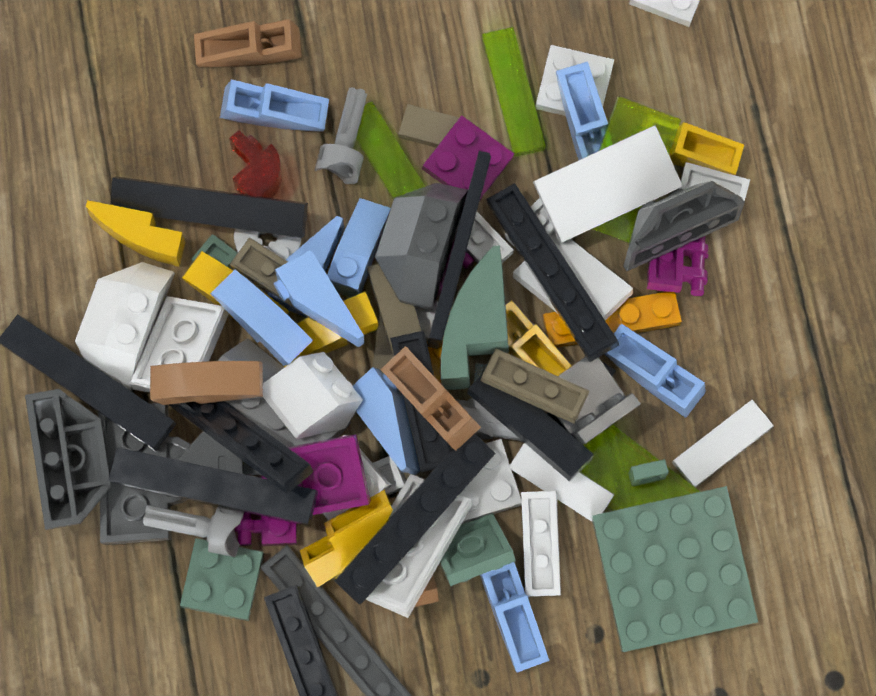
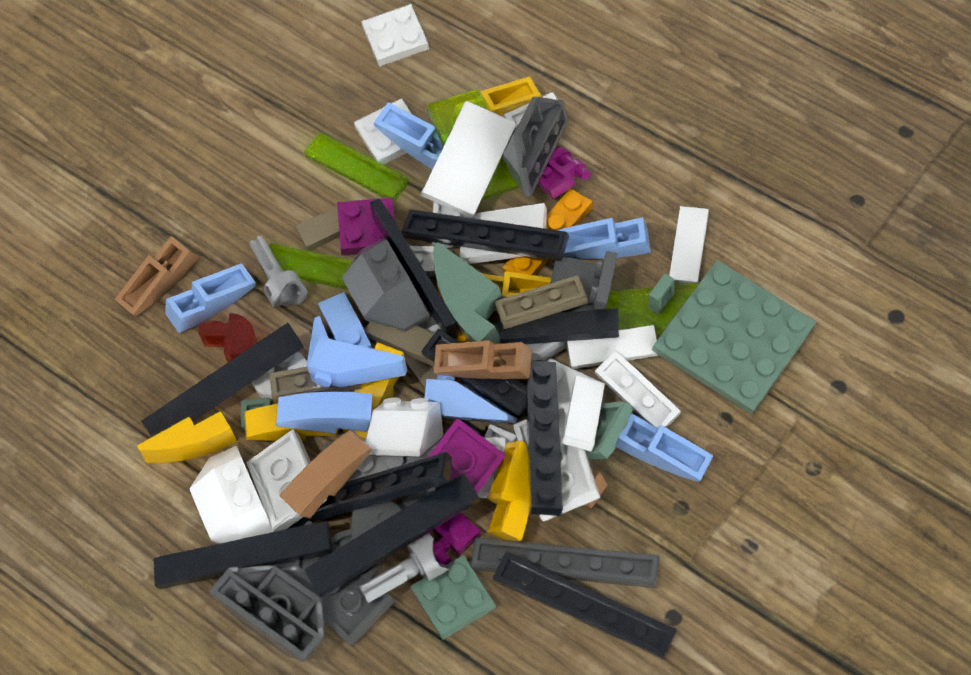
camera: 30 degrees left, 15 degrees down
(471, 524) = (583, 413): none -> white tile

